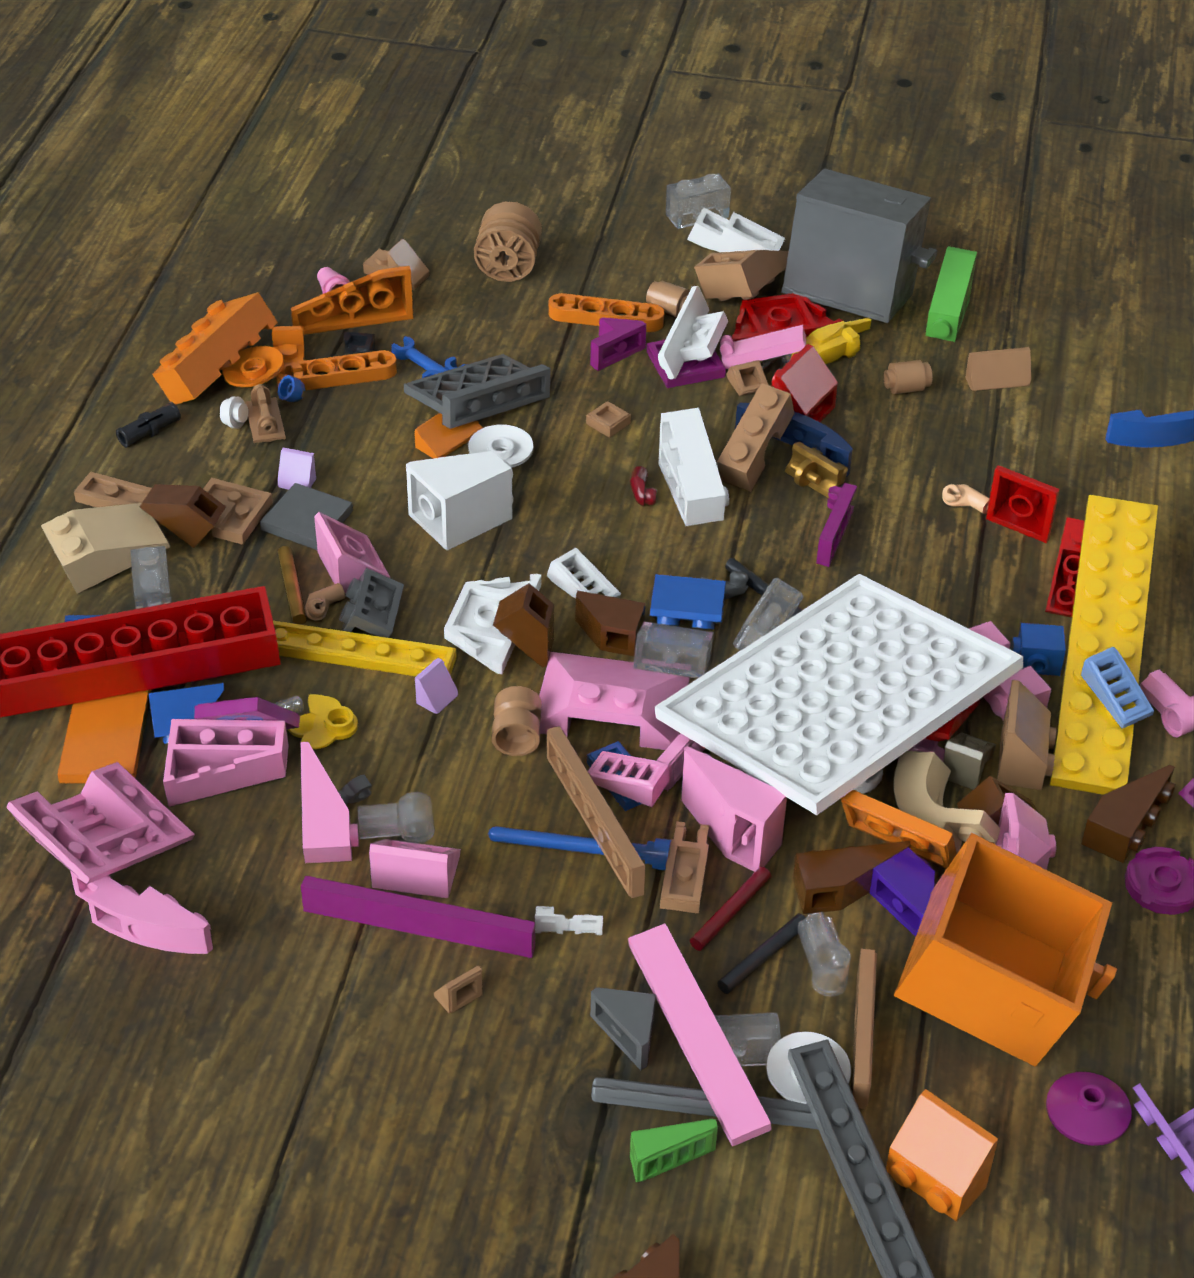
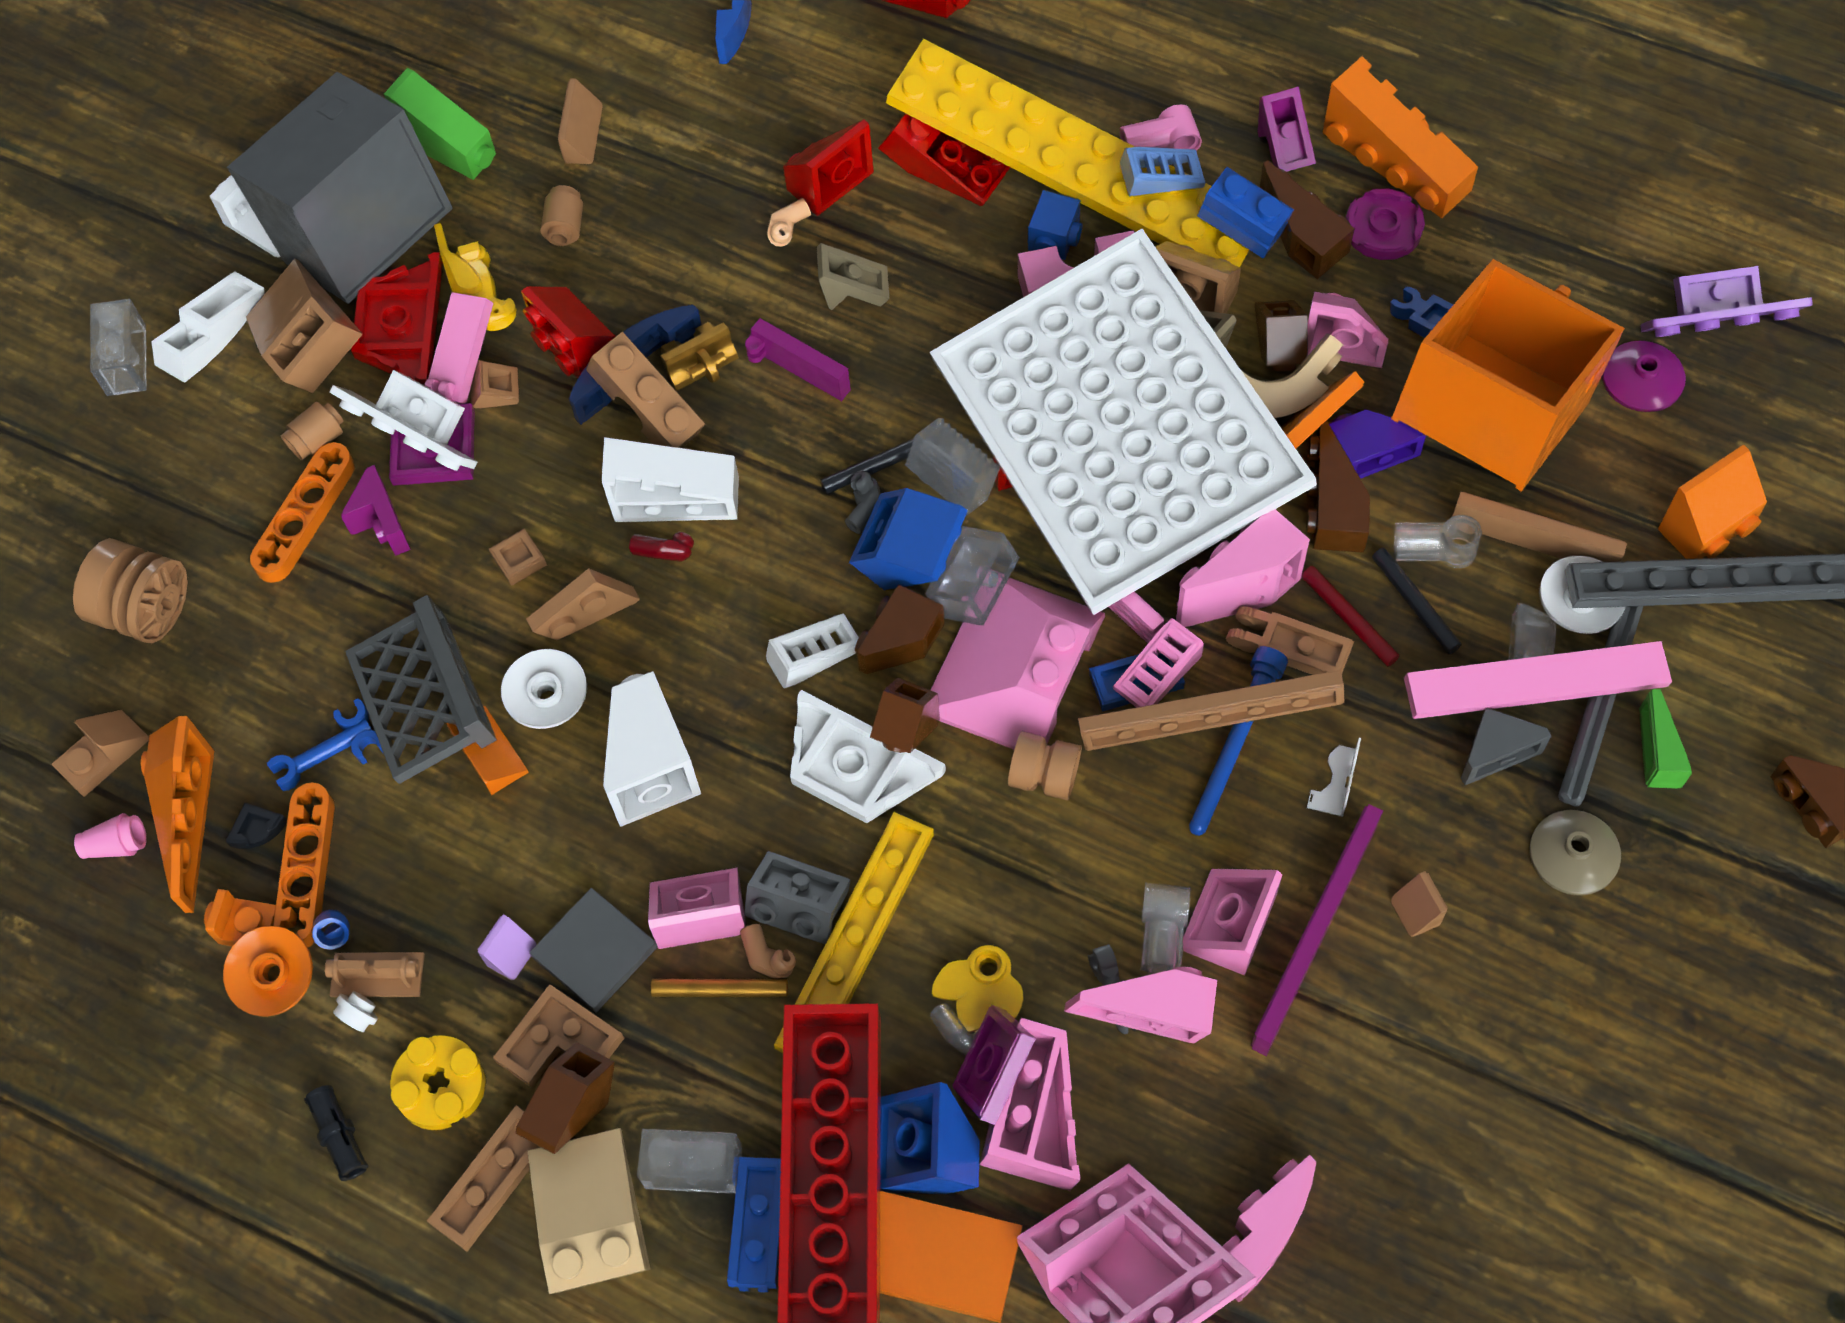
camera: 70 degrees left, 20 degrees up
(205, 453) = (448, 1105): none -> yellow plate
(212, 346) = (215, 1016): orange wedge -> none
(435, 687) = (957, 848): lavender slope -> none
(545, 1117) = (1565, 867): none -> dark tan dish
(575, 449) = (581, 604): none -> medium nougat wing
(924, 532) = (850, 275): none -> dark tan slope
(1102, 752) = (1245, 212): none -> blue brick

